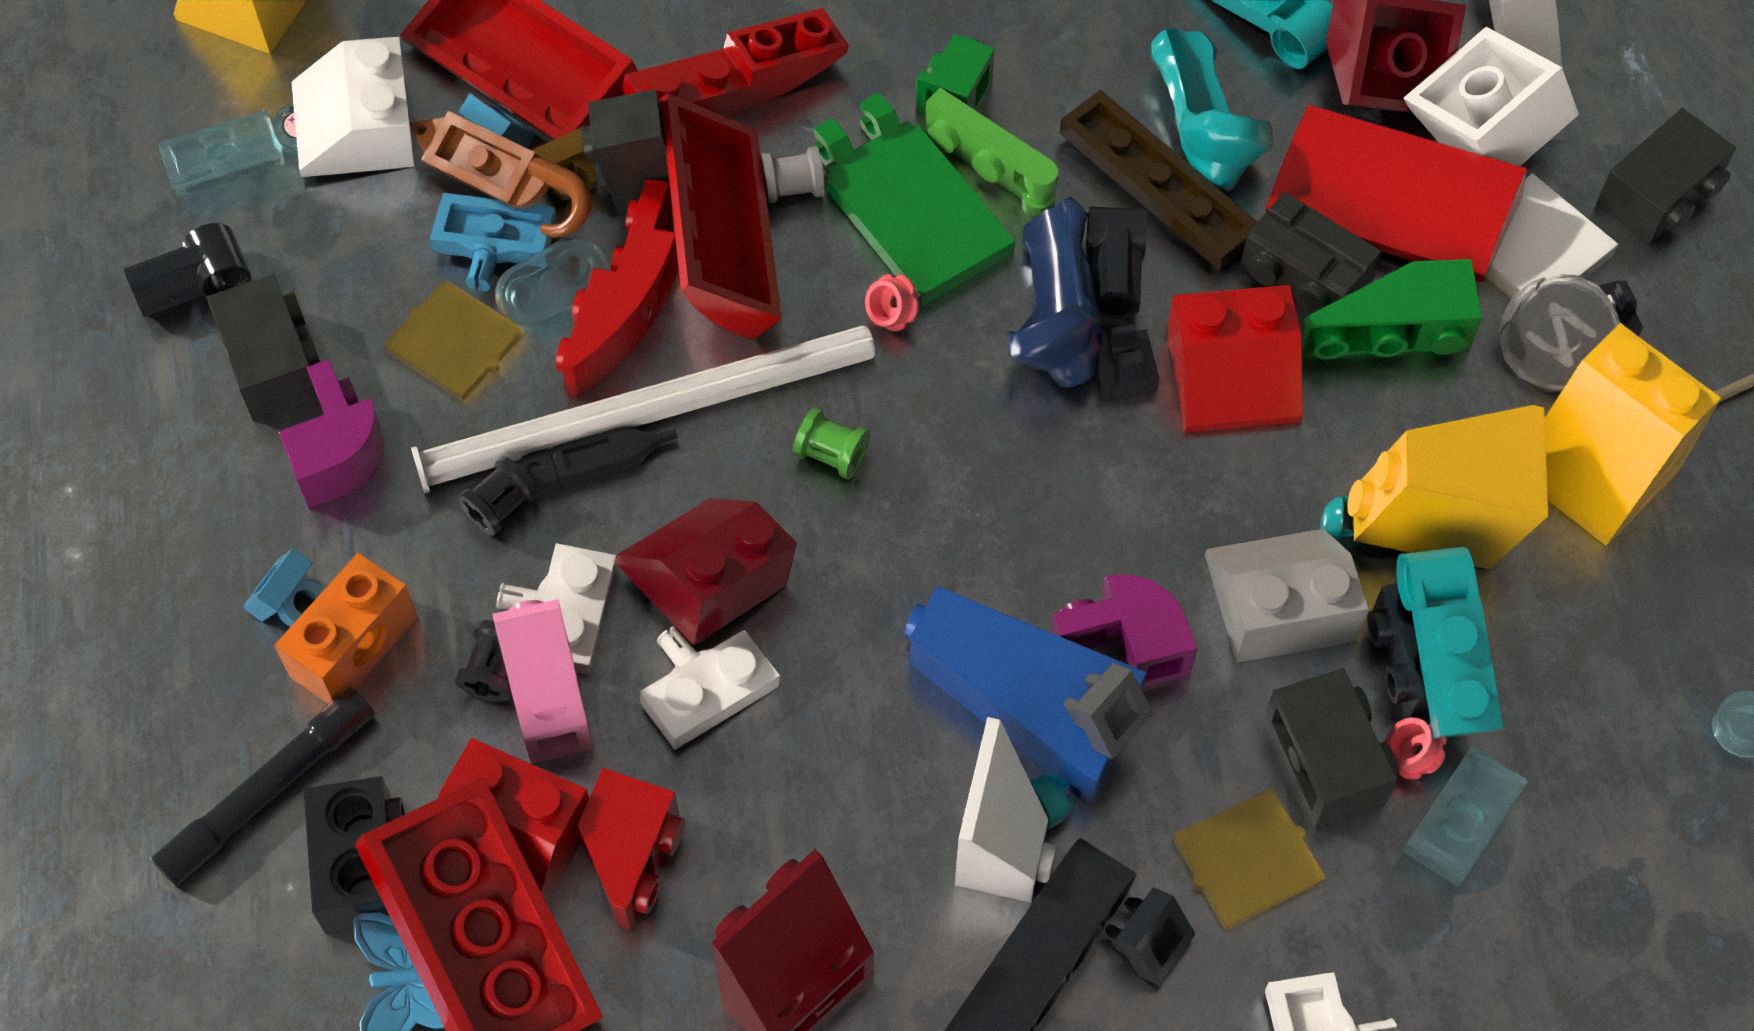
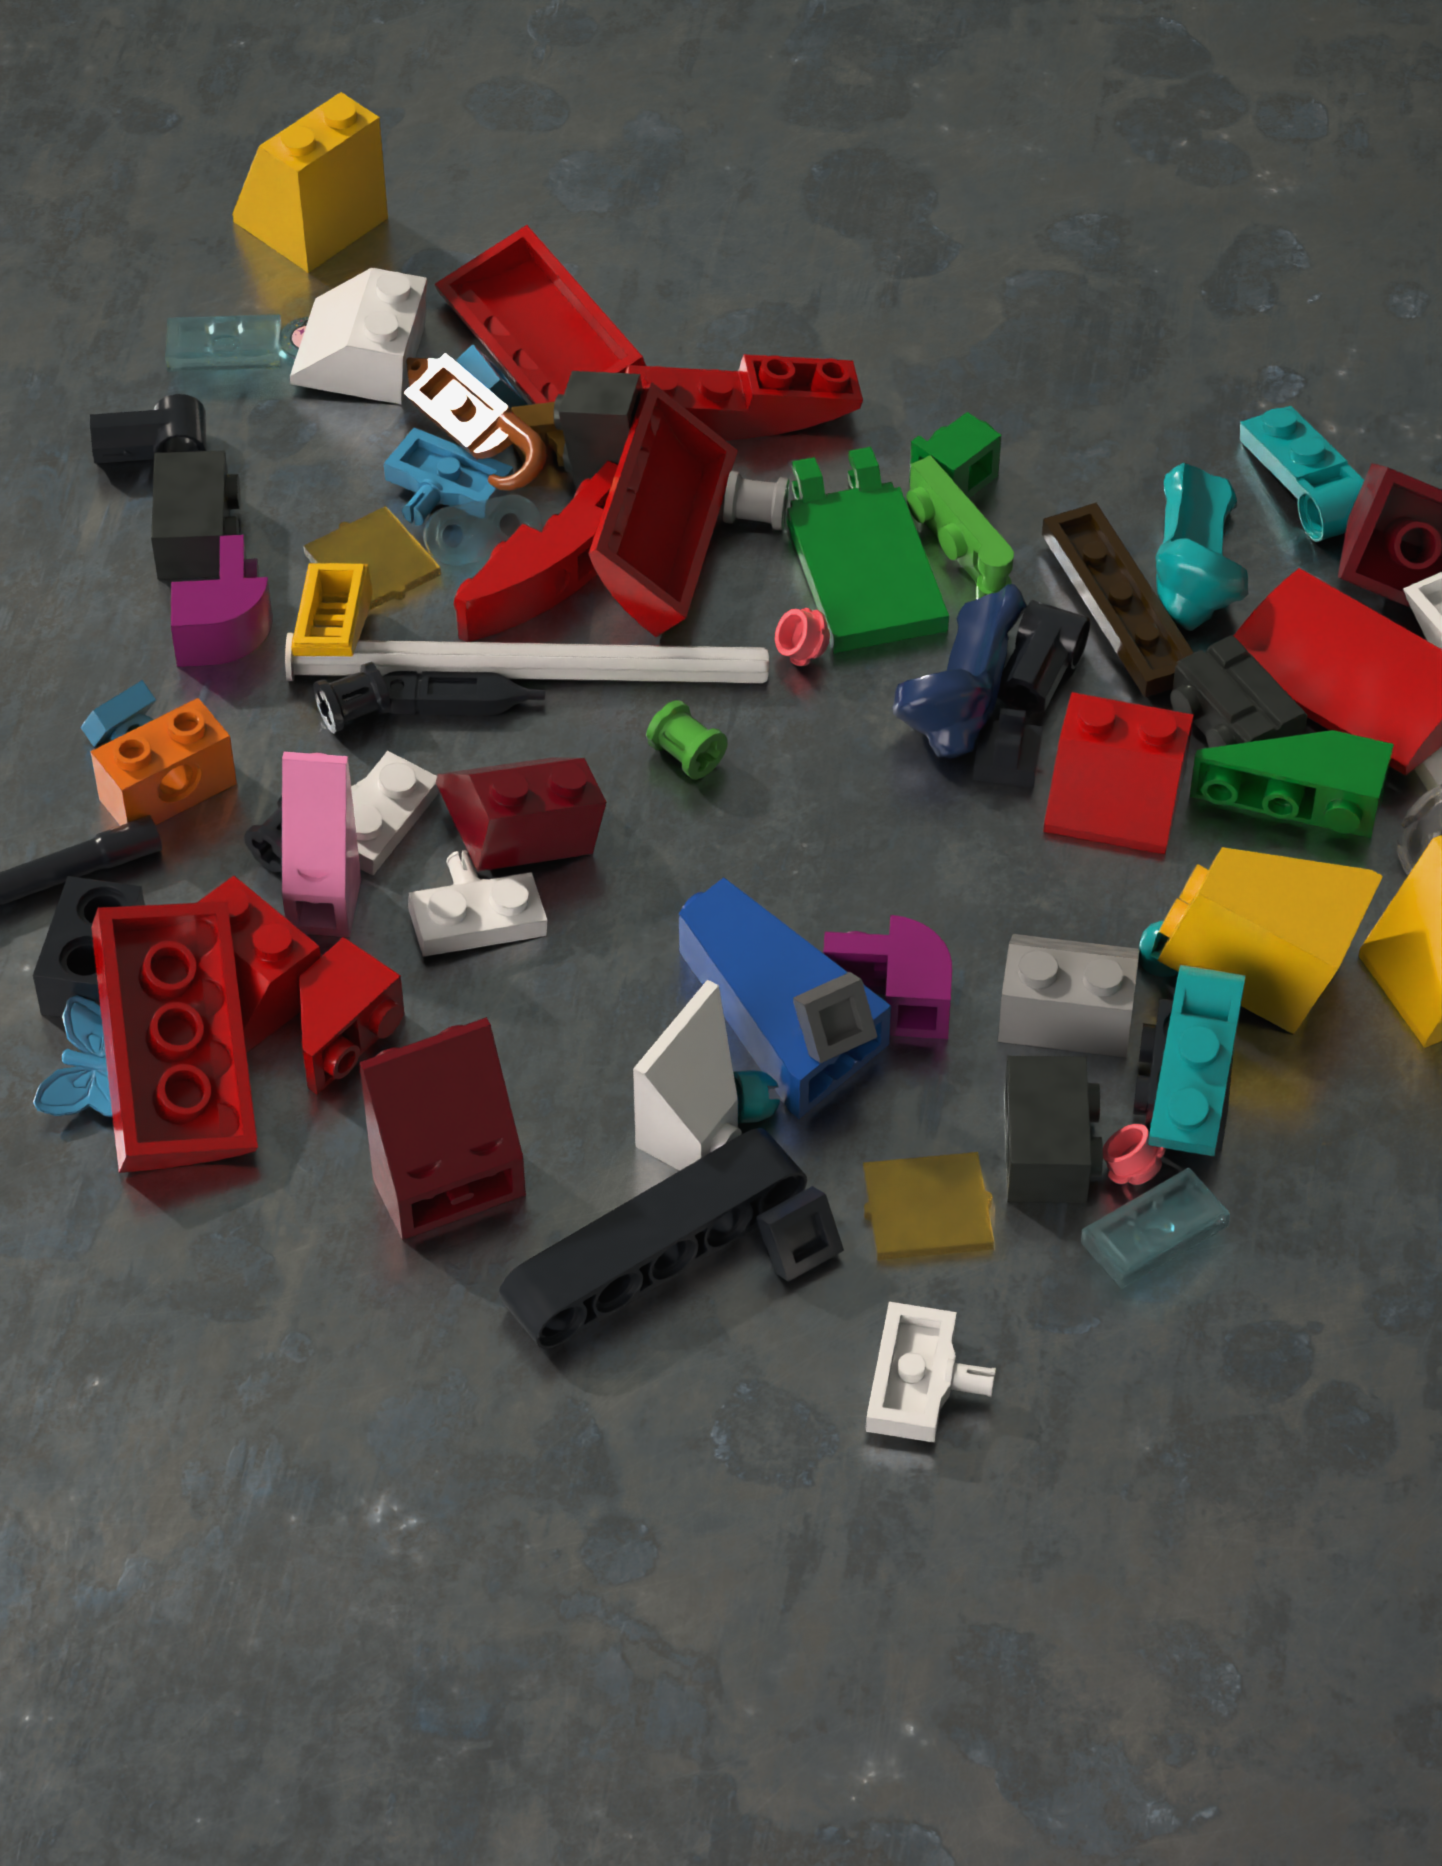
camera: 20 degrees right, 10 degrees down
(438, 381) = (332, 609): none -> yellow slope

